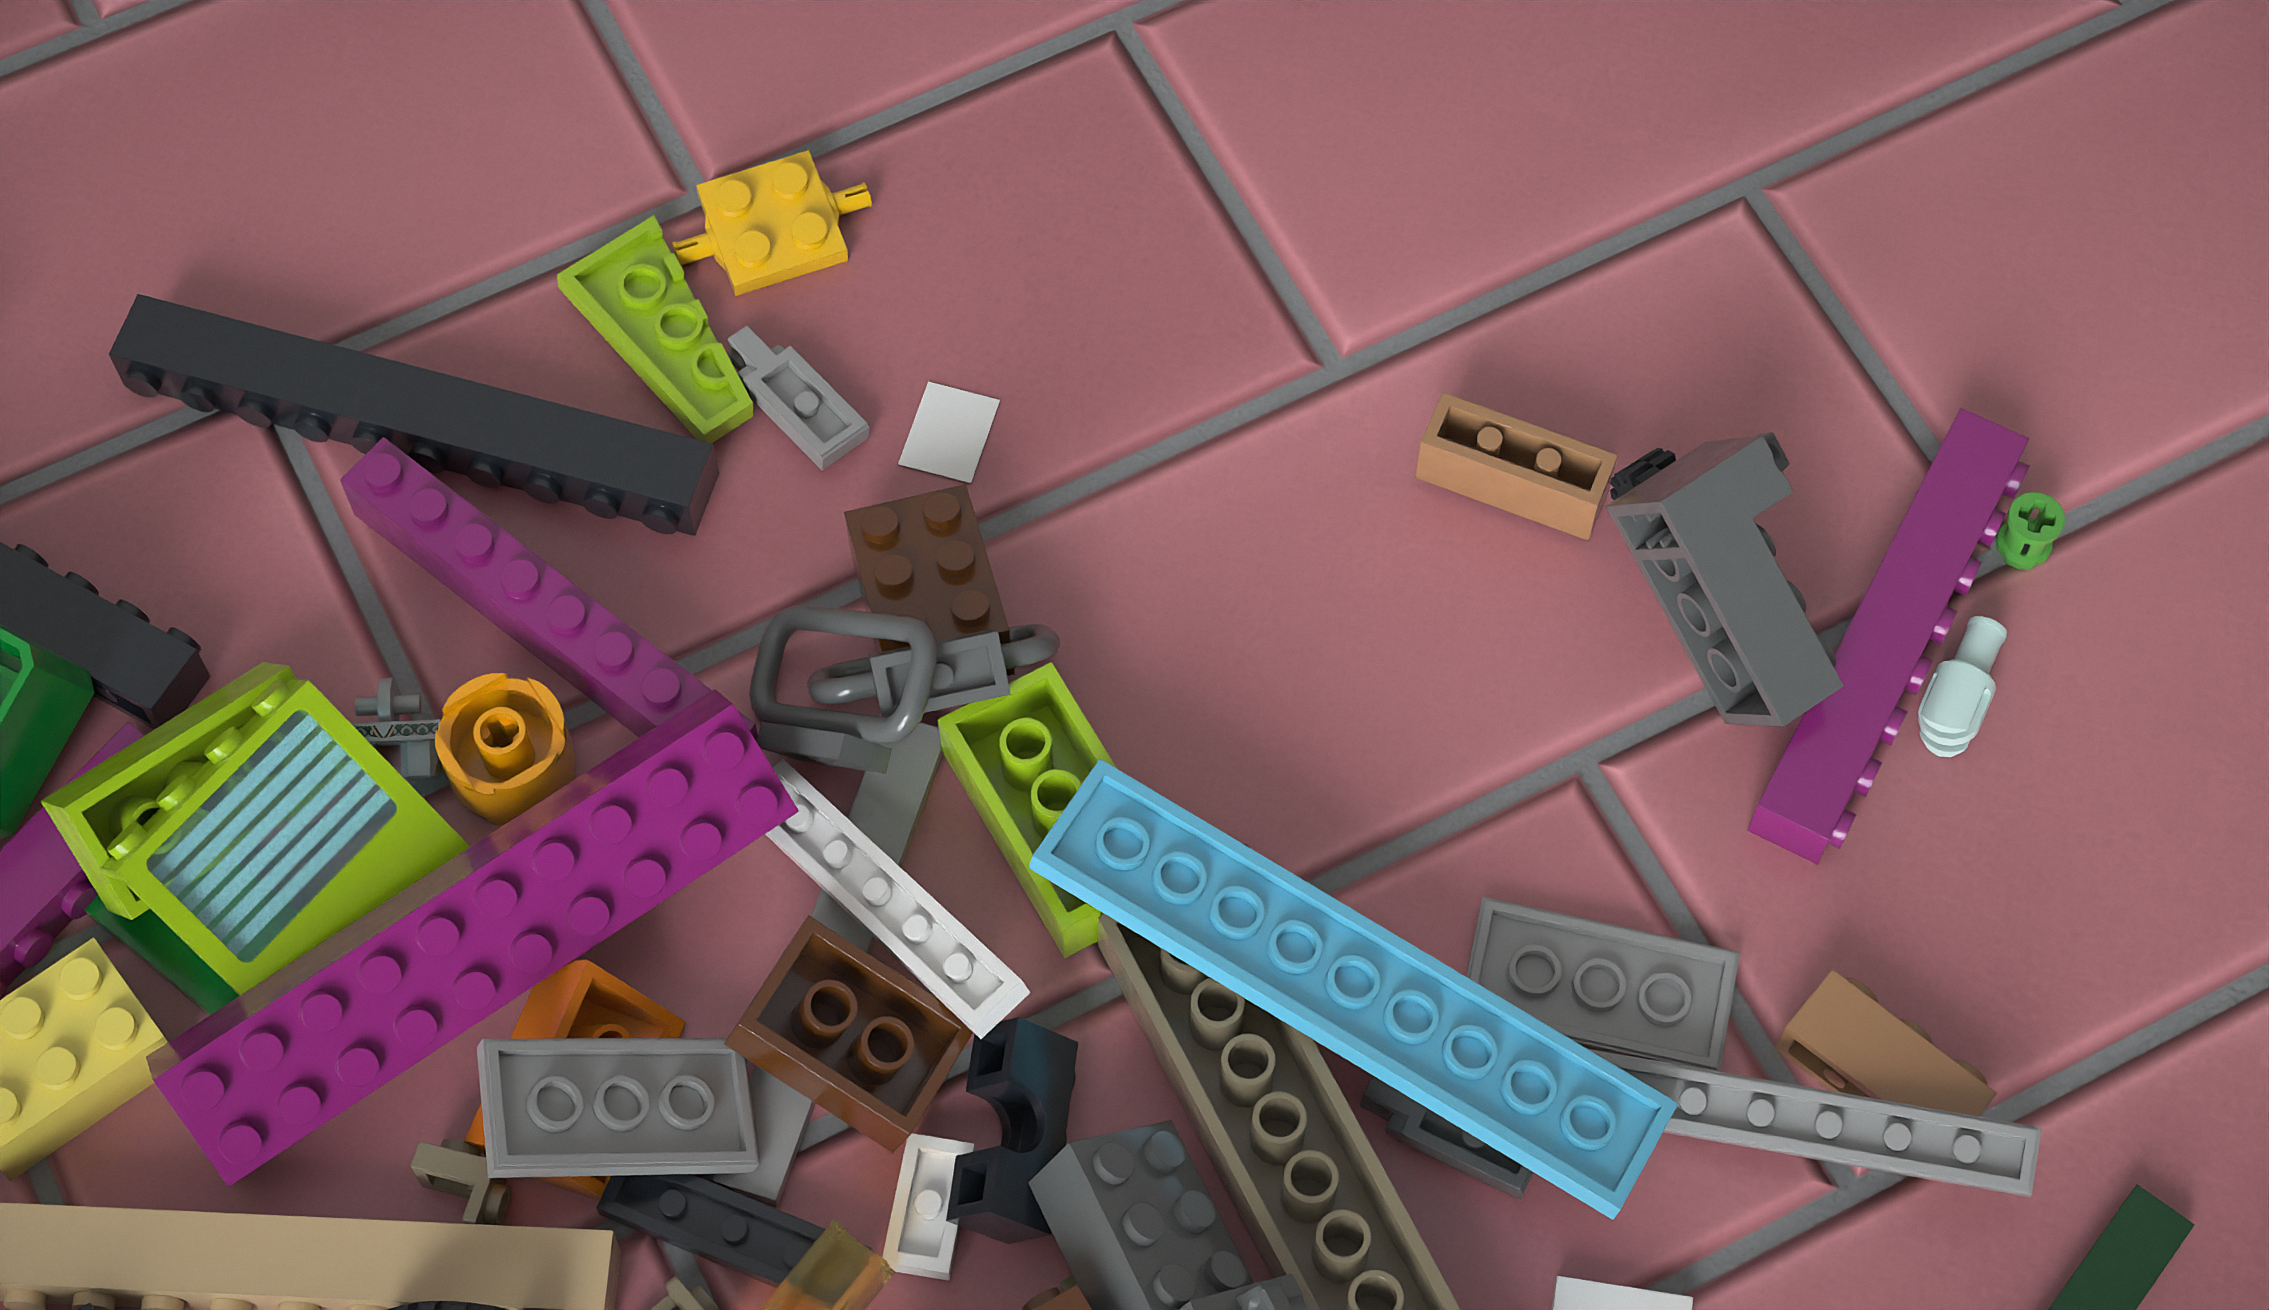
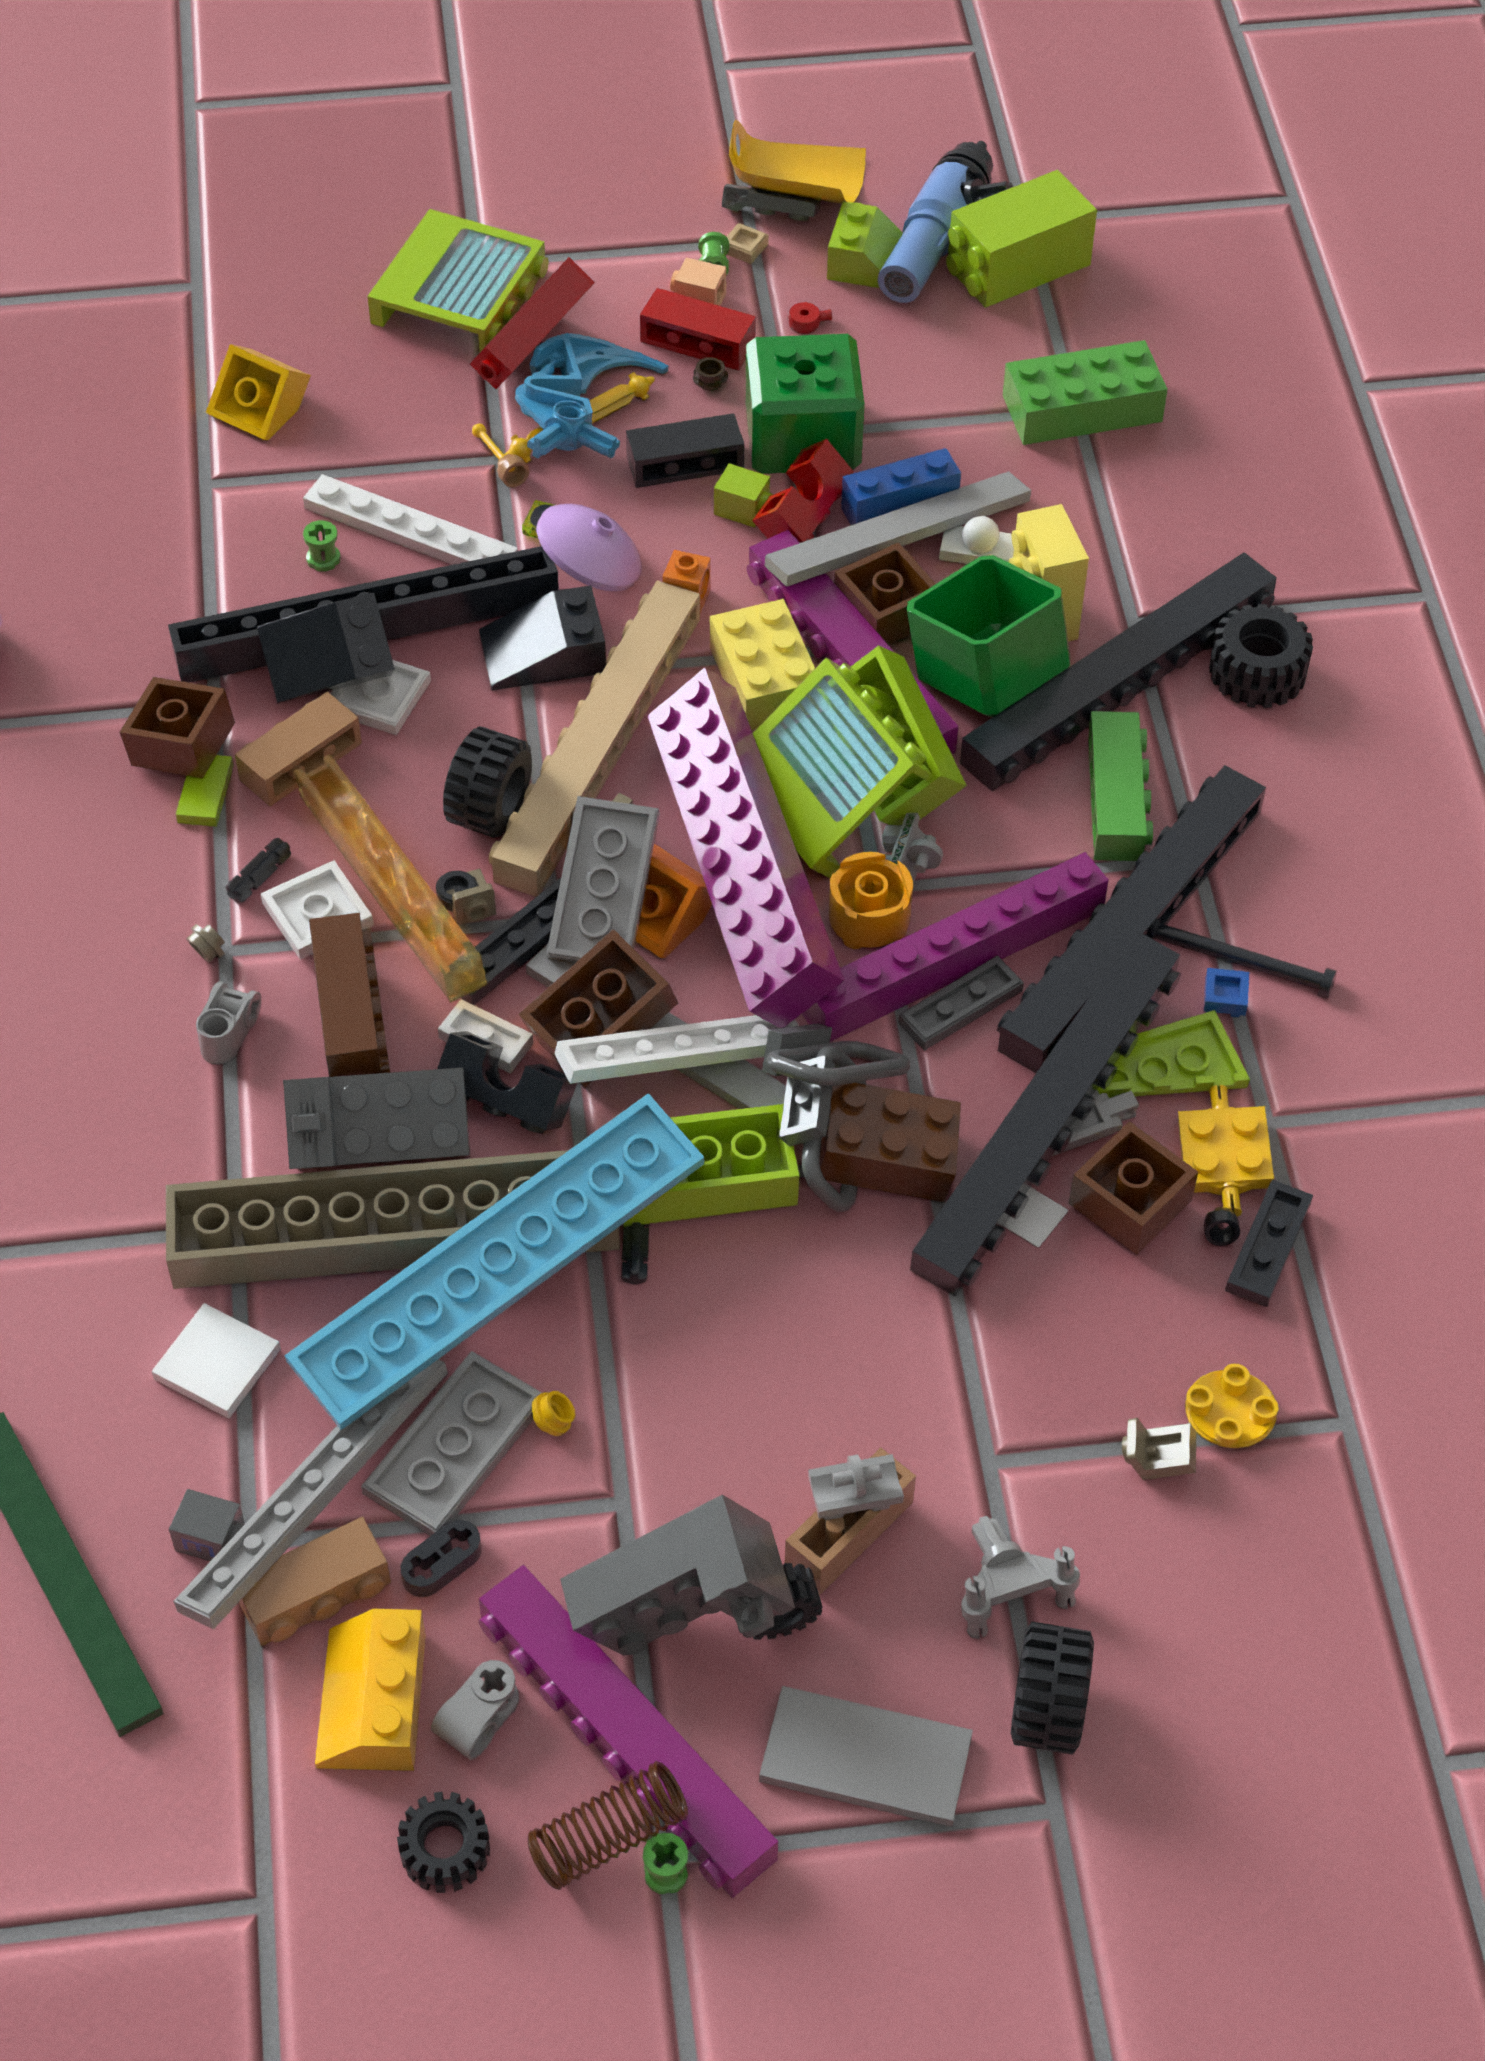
camera: 110 degrees right, 10 degrees down
(168, 498) = (1117, 786): none -> bright green brick
(448, 175) = (1249, 959): none -> black bar
(521, 269) = (1226, 991): none -> blue tile
(639, 597) = (960, 1003): none -> dark grey tile
(806, 411) = (1044, 1114): none -> black brick
(891, 291) = (1133, 1187): none -> reddish brown brick
(899, 195) = (1215, 1230): none -> black hinge
(903, 139) = (1269, 1243): none -> black plate
(1159, 127) = (1231, 1407): none -> yellow dish
(1255, 178) = (1160, 1450): none -> dark tan bracket
(1500, 285) = (1012, 1574): none -> light grey axle
(1508, 873) = (553, 1412): none -> yellow plate
(1514, 426) = (855, 1486): none -> light grey hips
(1644, 183) = (1052, 1688): none -> black tyre
(1768, 935) = (442, 1560): none -> black beam
(1789, 372) = (866, 1756): none -> light grey tile
(1875, 1236) = (204, 1524): none -> dark grey brick
(1953, 803) = (472, 1715): none -> light grey piece
(1961, 690) = (559, 1754): light aqua arm -> none
(1991, 935) = (372, 1692): none -> yellow slope
(2113, 630) = (676, 1810): none -> reddish brown piece
(2145, 751) = (447, 1870): none -> black tyre

